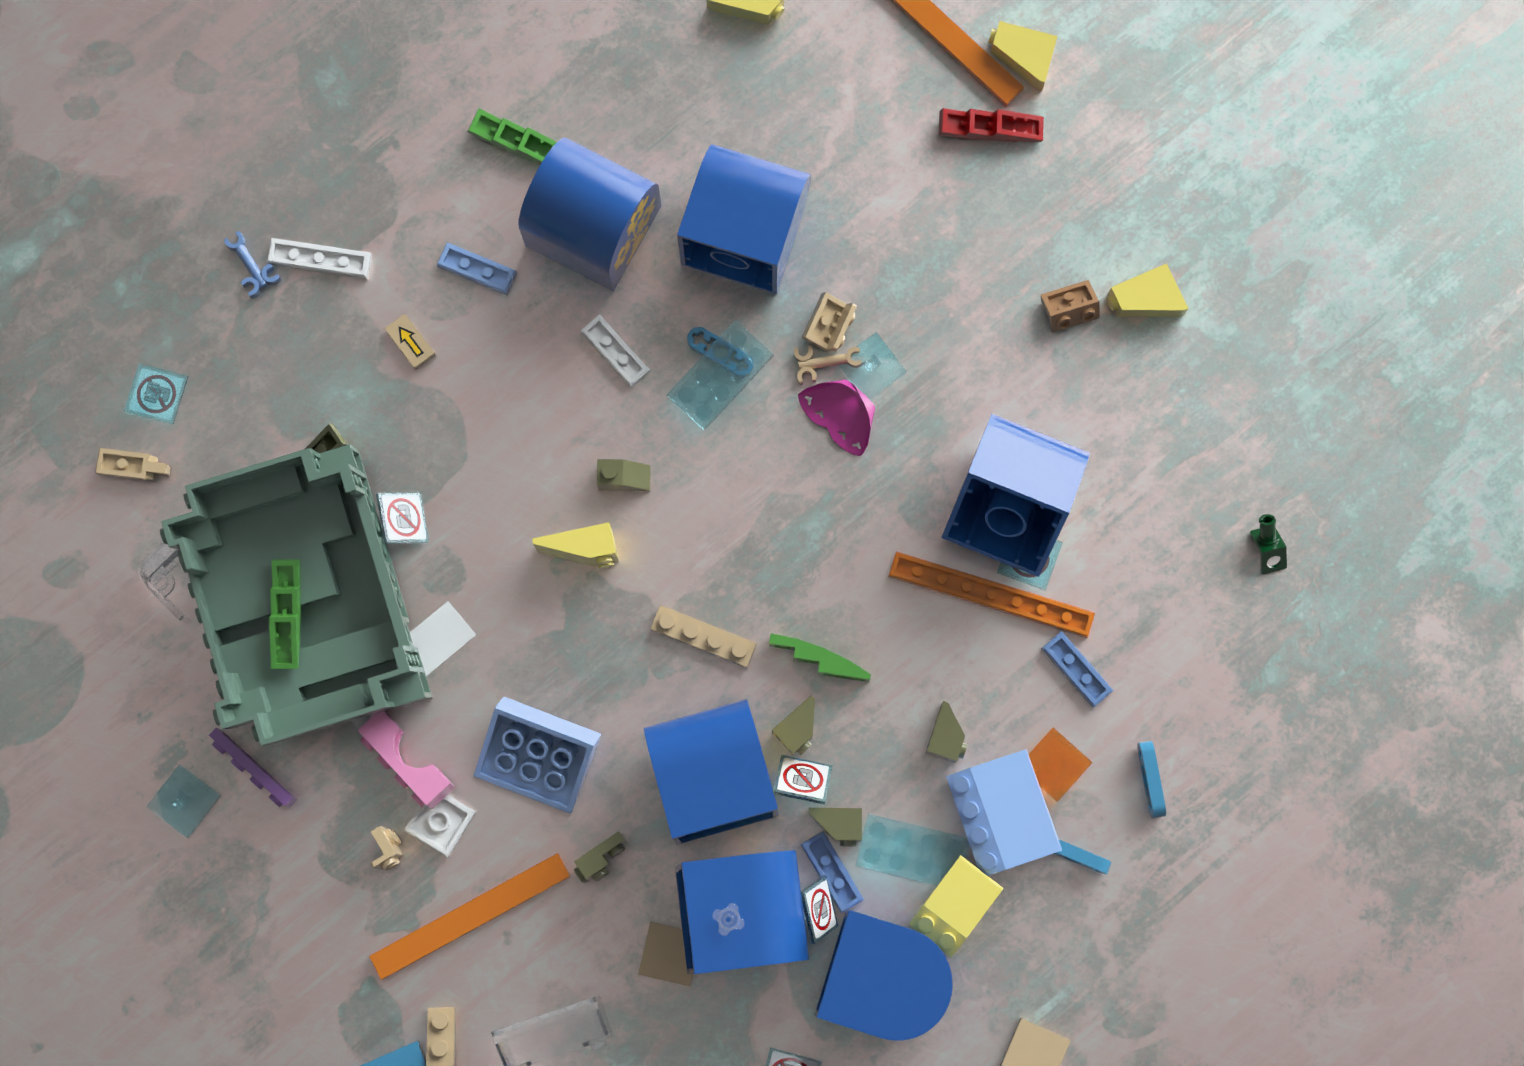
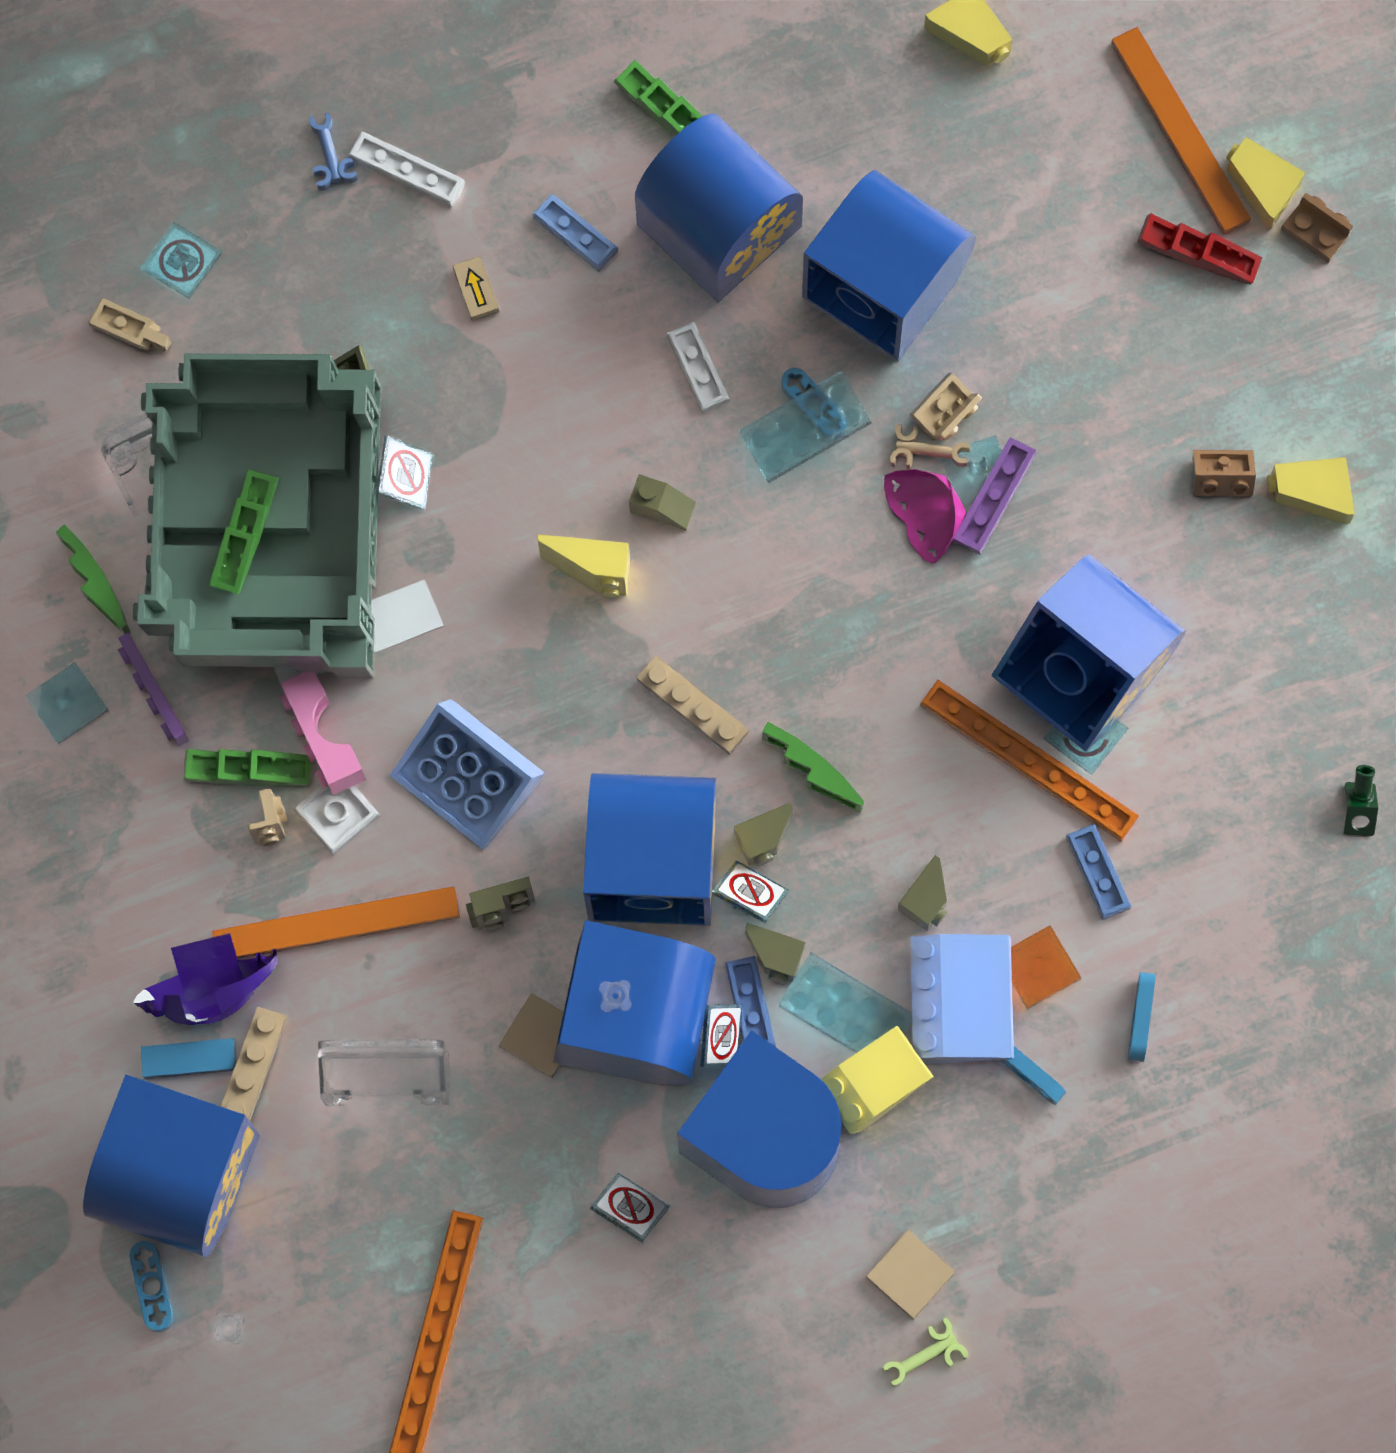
camera: 20 degrees right, 5 degrees down
(178, 695) = (97, 588): none -> bright green slope
(352, 808) = (247, 768): none -> bright green slope
(381, 1004) = (208, 982): none -> dark purple animal
(893, 383) = (994, 496): none -> medium lavender plate
(1080, 77) = (1318, 227): none -> medium nougat bracket

